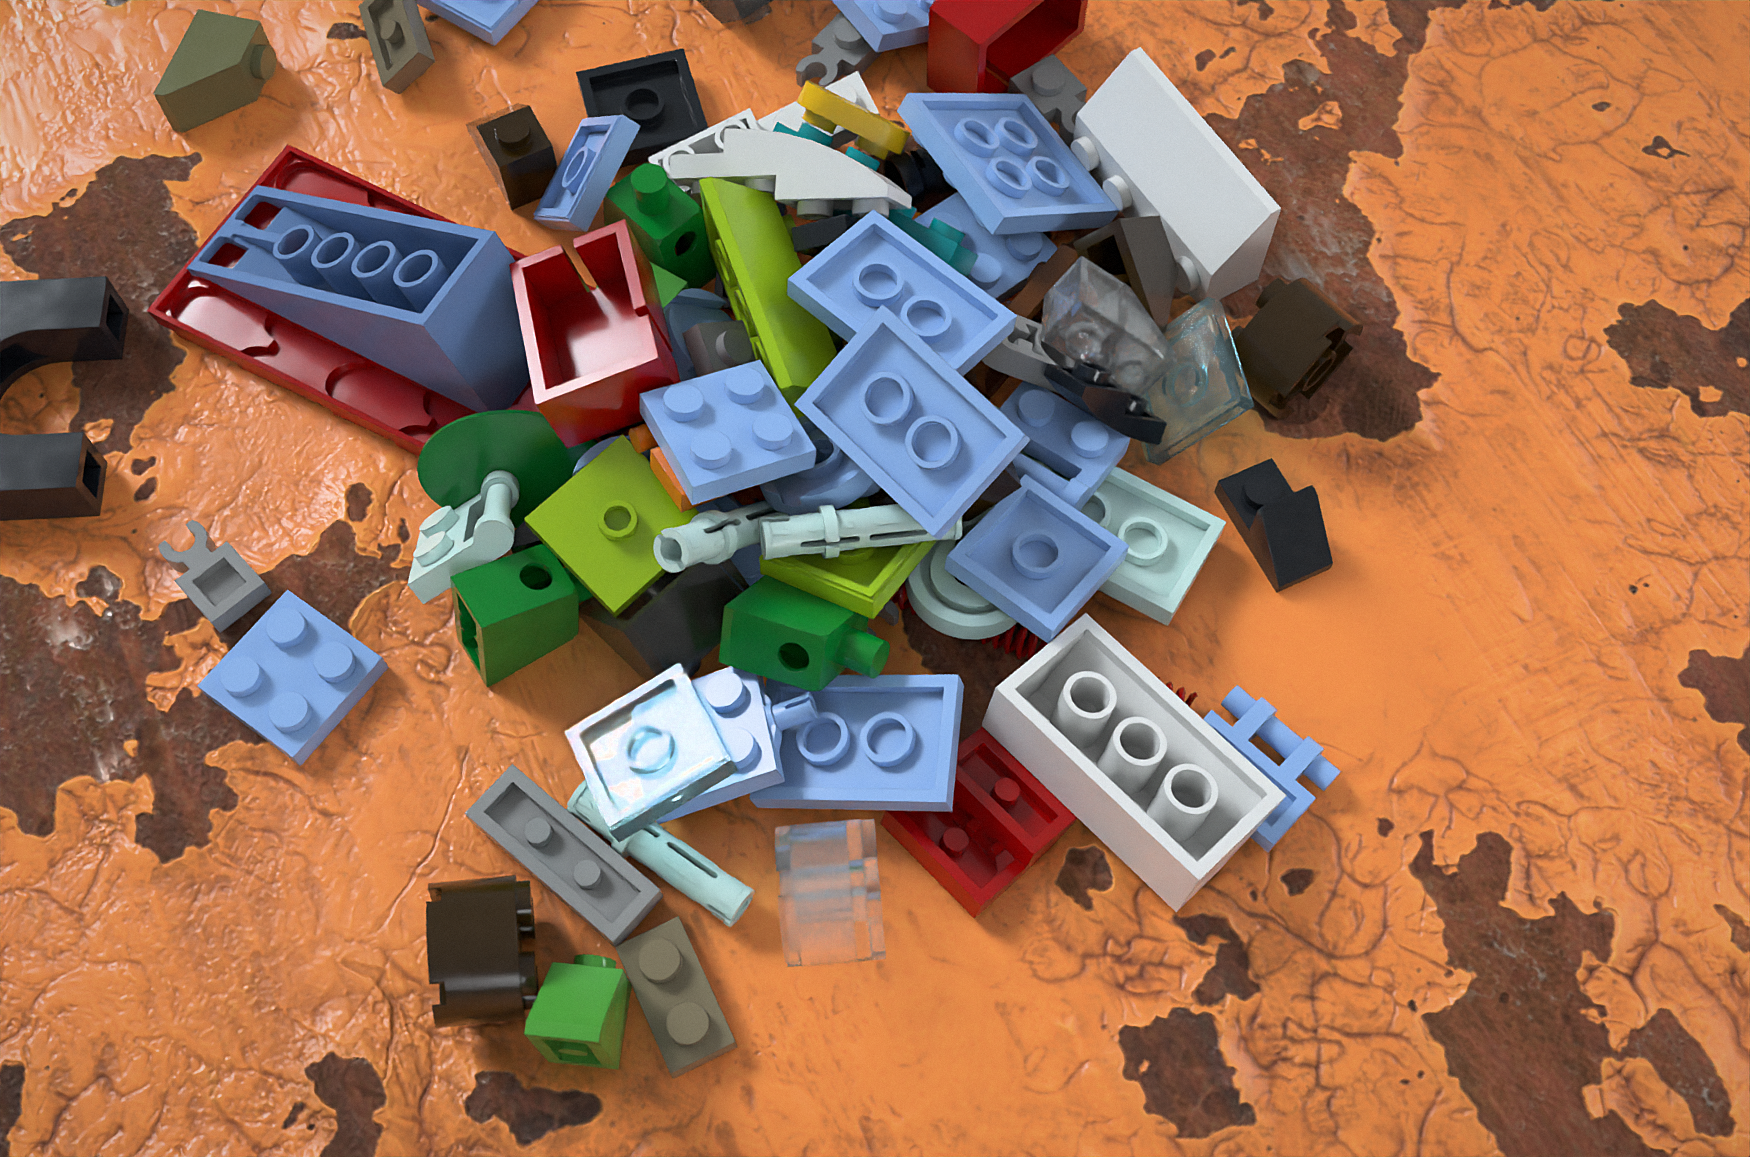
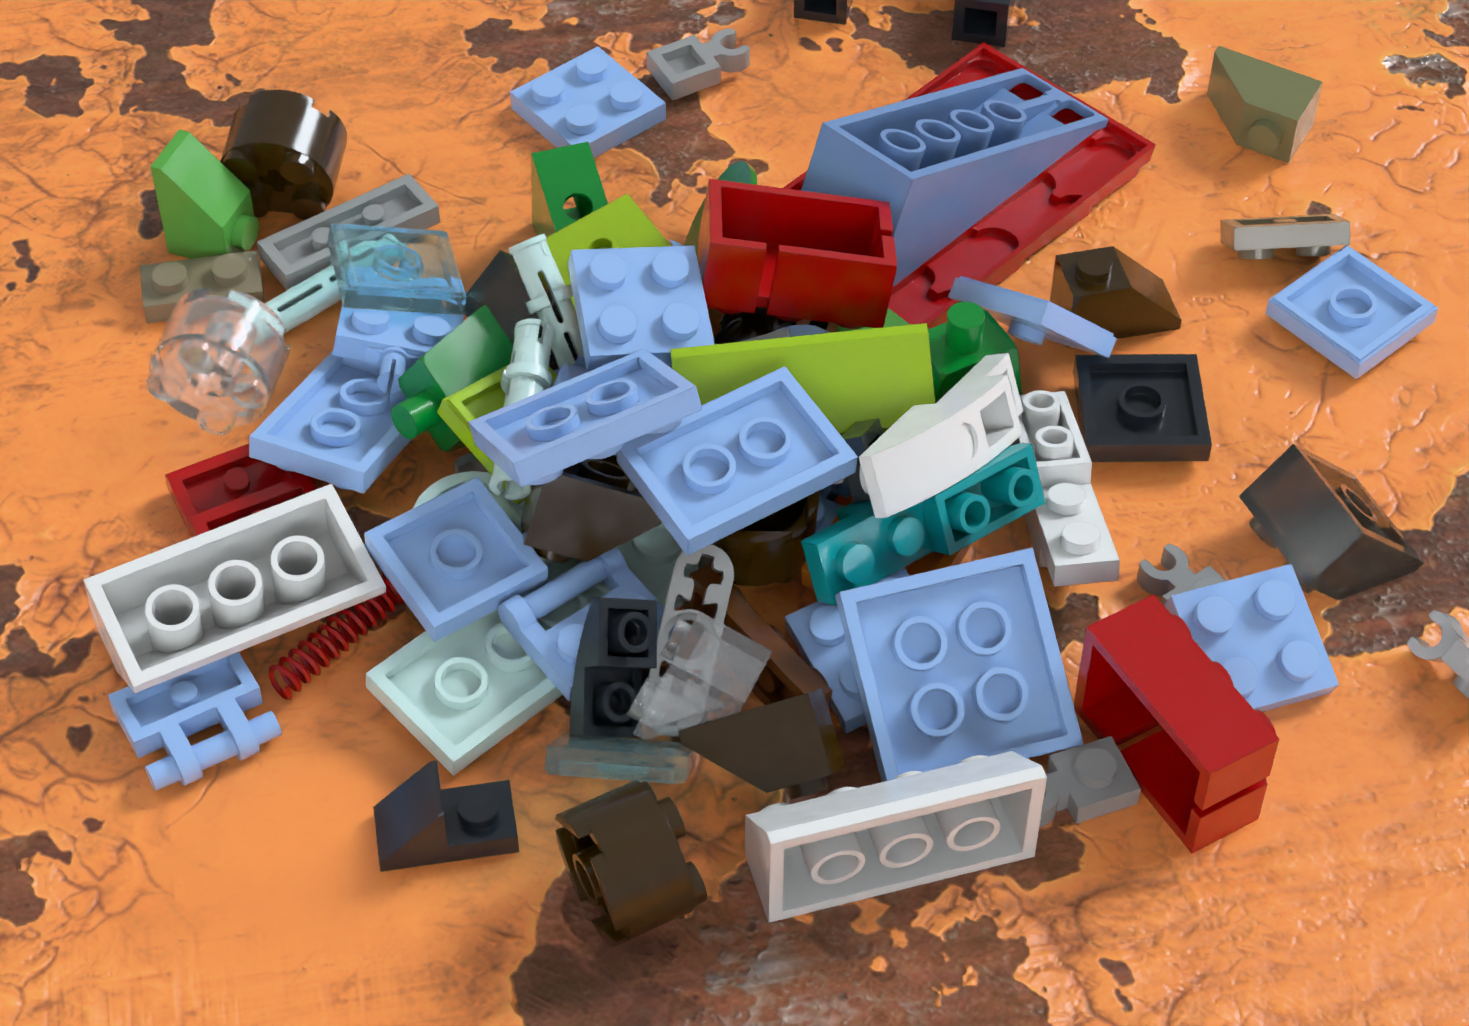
camera: 105 degrees right, 15 degrees down
(465, 536) = (628, 168): light aqua plate -> none
(828, 110) = (1040, 524): yellow plate -> none

